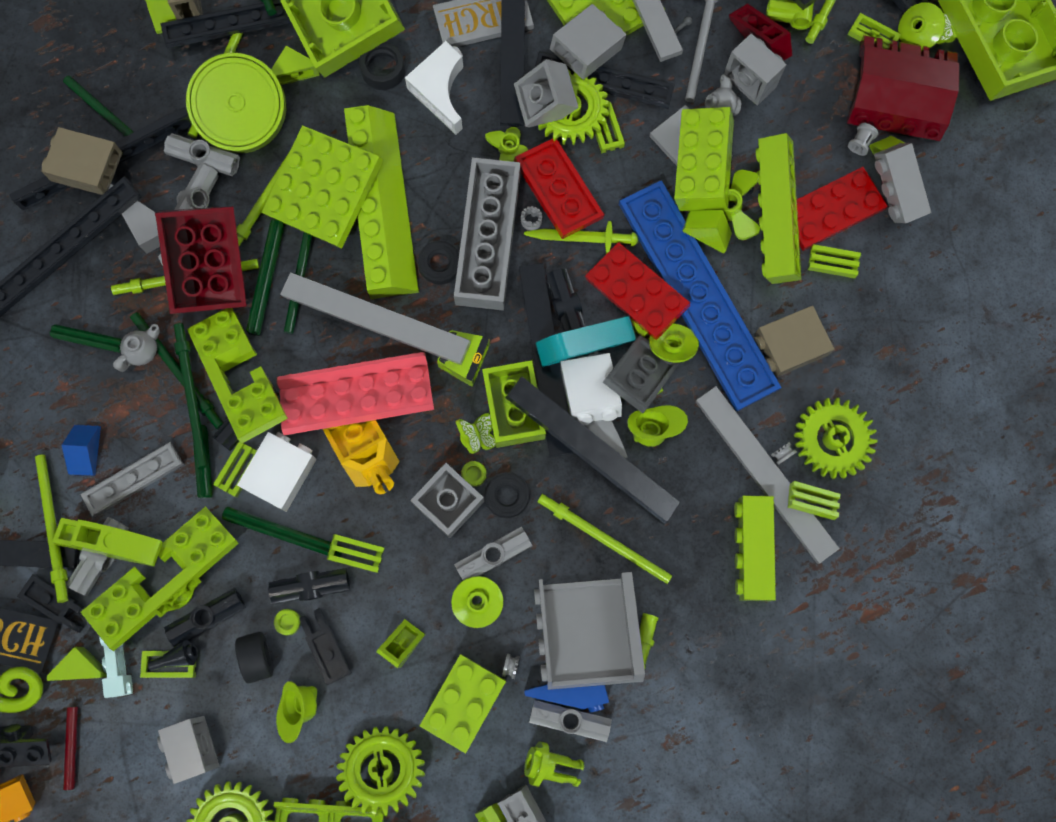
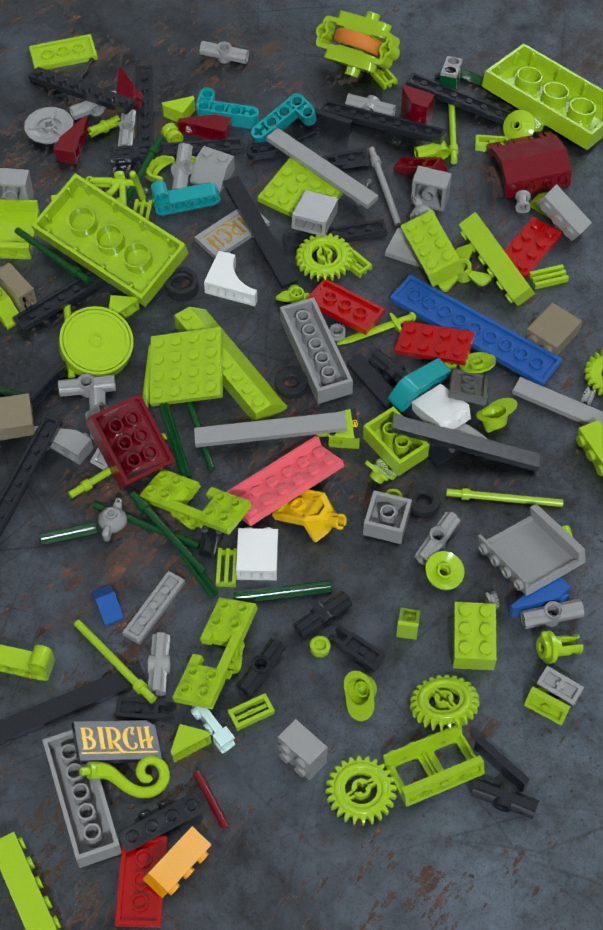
camera: 25 degrees left, 20 degrees down
(107, 541) = (165, 640): lime slope -> none
(181, 655) = (258, 696): black cone -> none
(253, 657) = (312, 673): black tyre -> none
(376, 559) = (342, 575): lime tile -> none
(546, 94) = (306, 252): light grey slope -> none
(709, 227) = (458, 287): lime slope -> none

